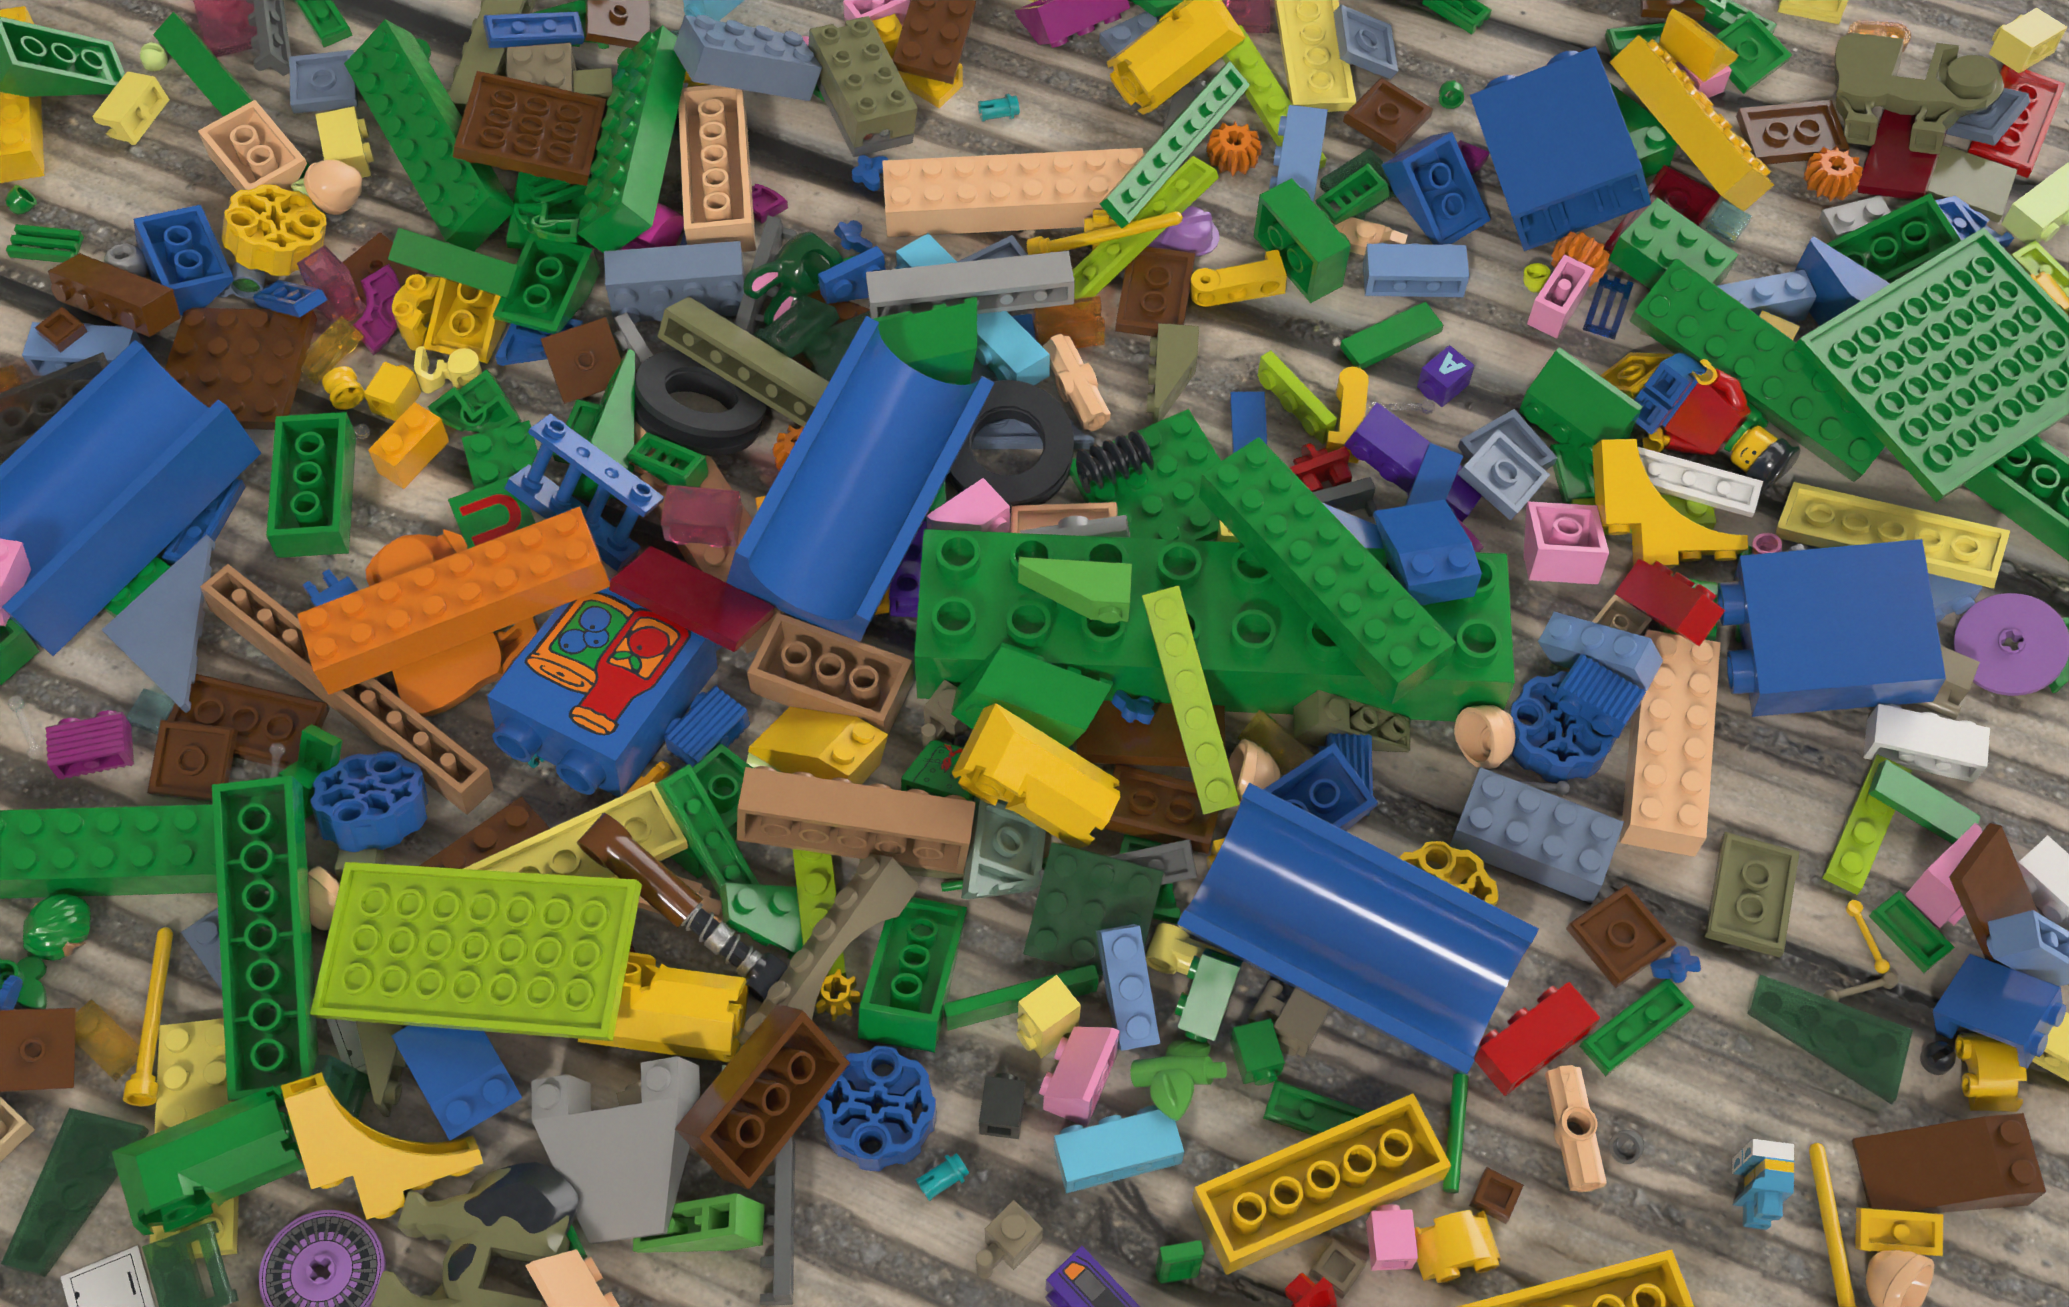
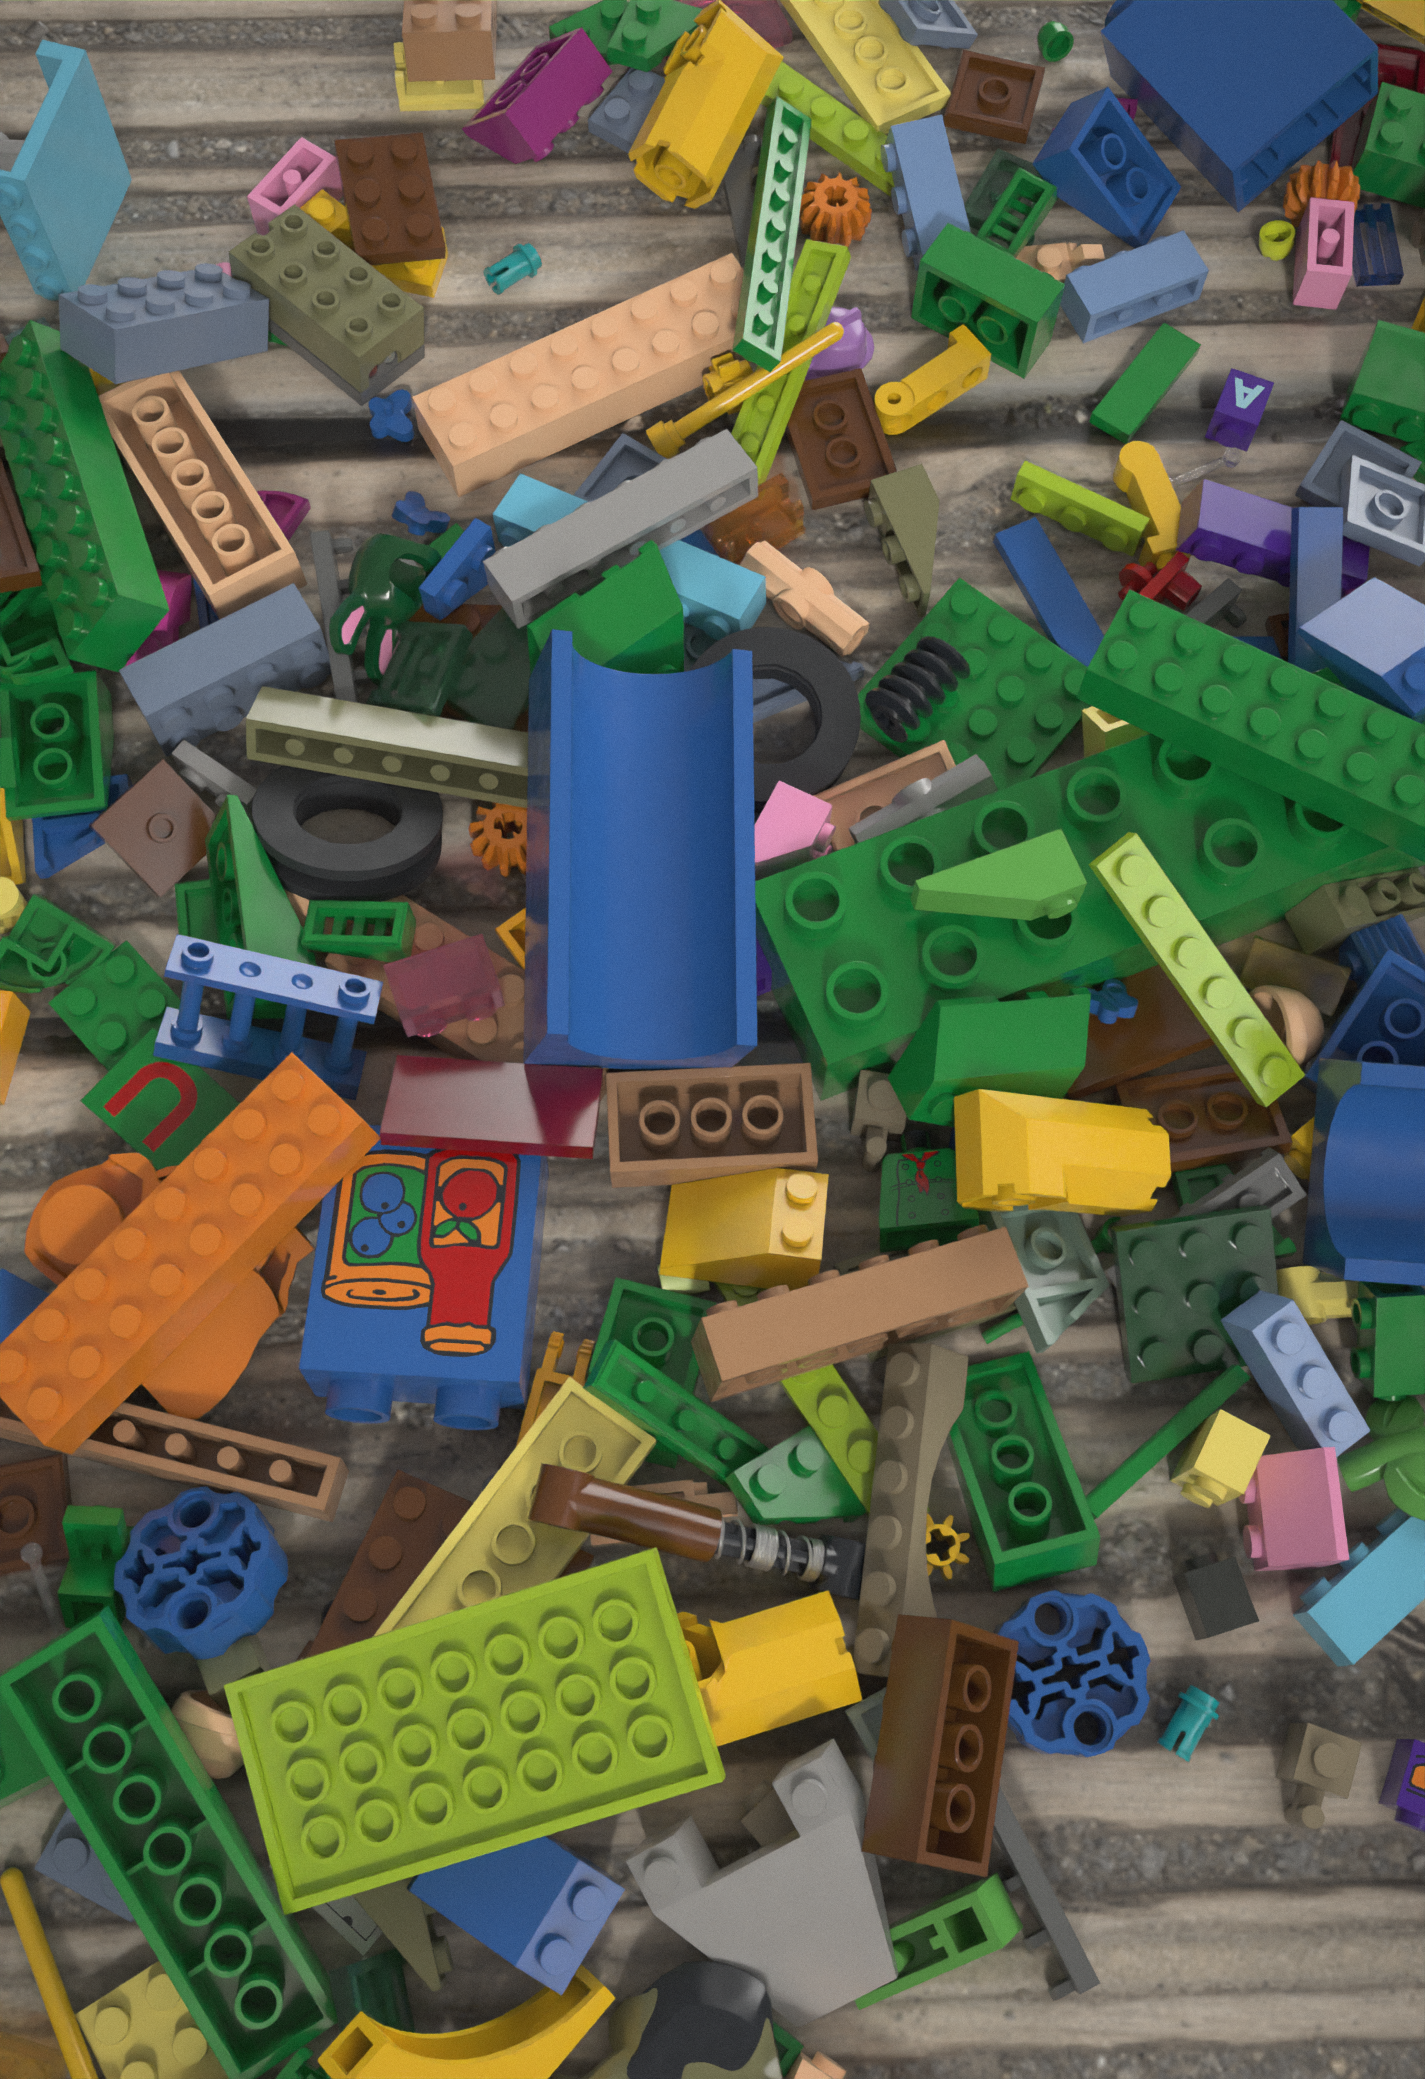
camera: 25 degrees left, 10 degrees up
(710, 722) = (585, 1264): blue brick -> none

